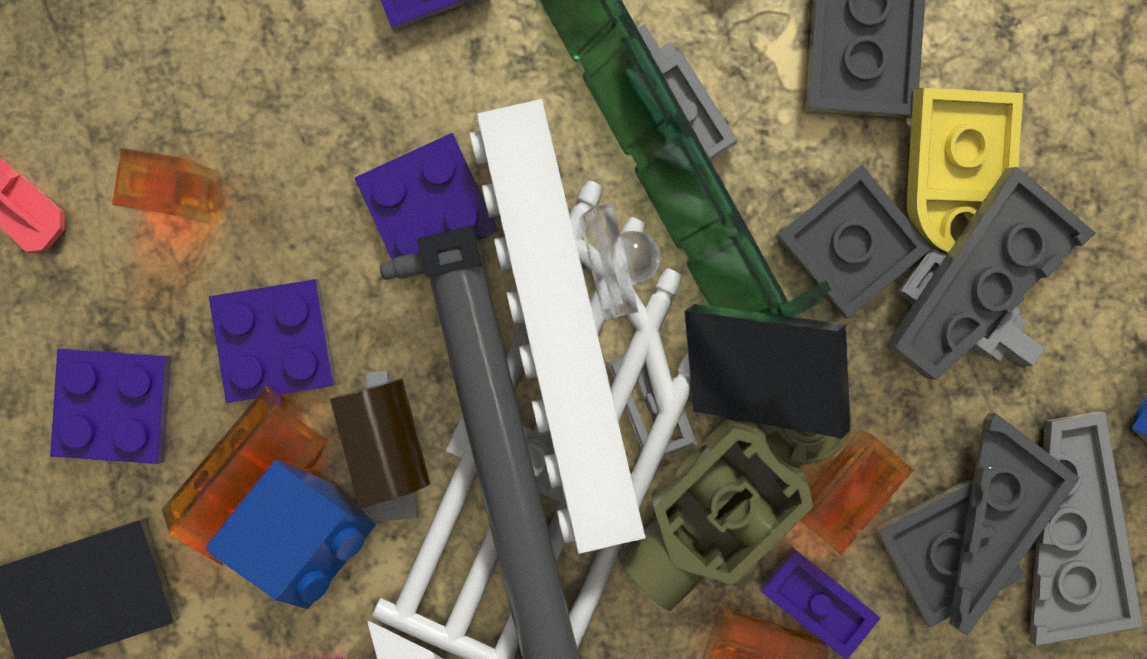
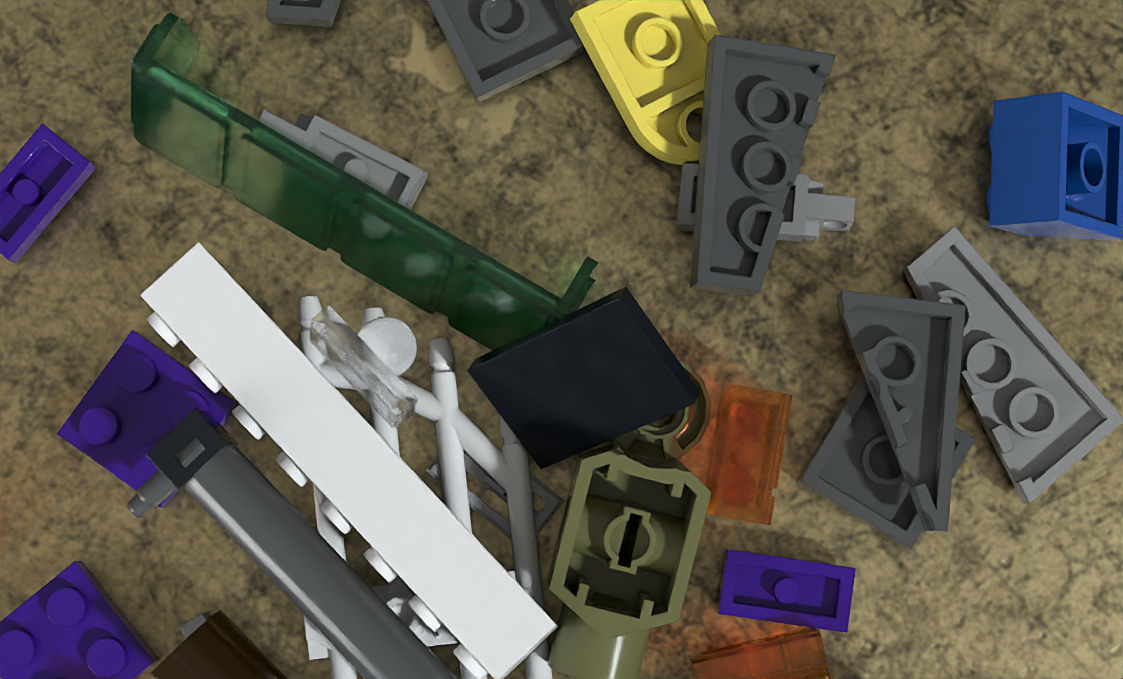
camera: 30 degrees left, 5 degrees down
(854, 241) = (601, 203): dark grey plate -> none

